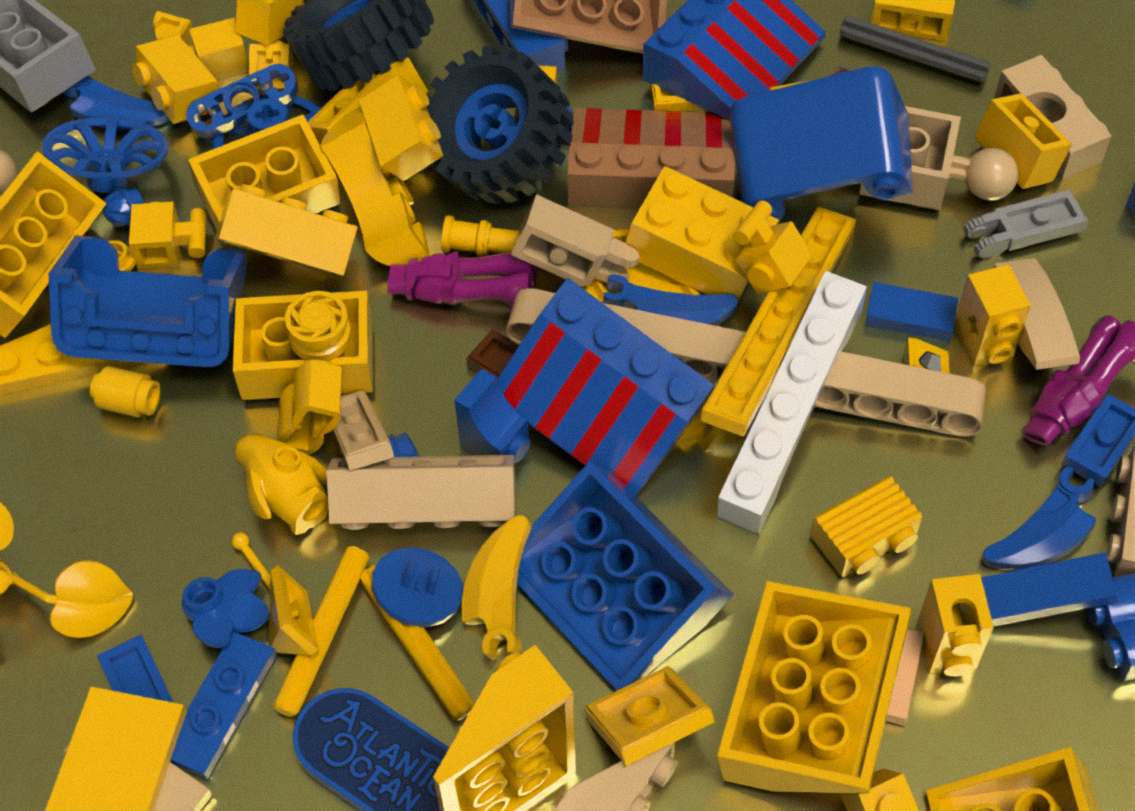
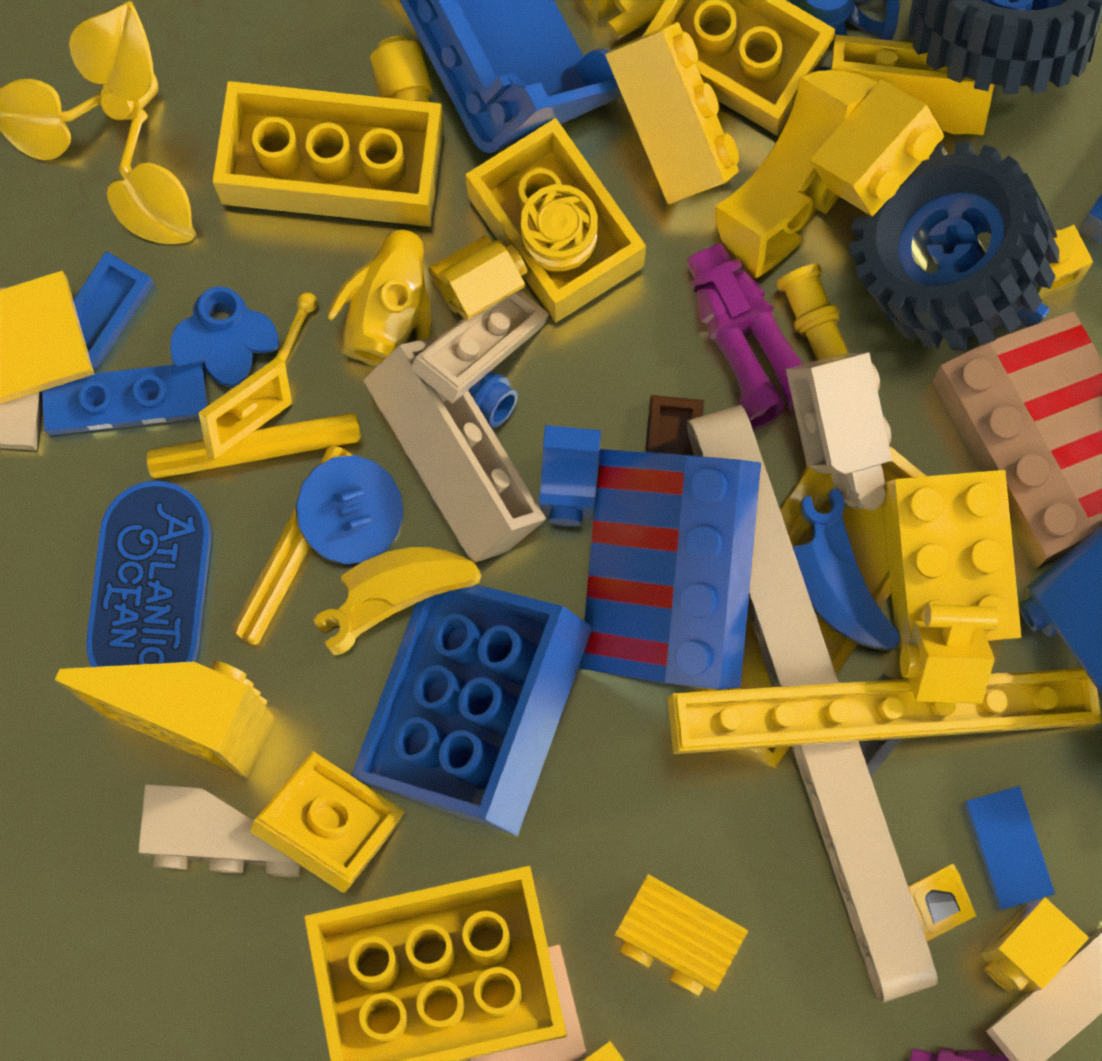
camera: 60 degrees right, 20 degrees up
(145, 460) = (329, 153): none -> yellow brick
(789, 402) = (781, 777): white arch -> none

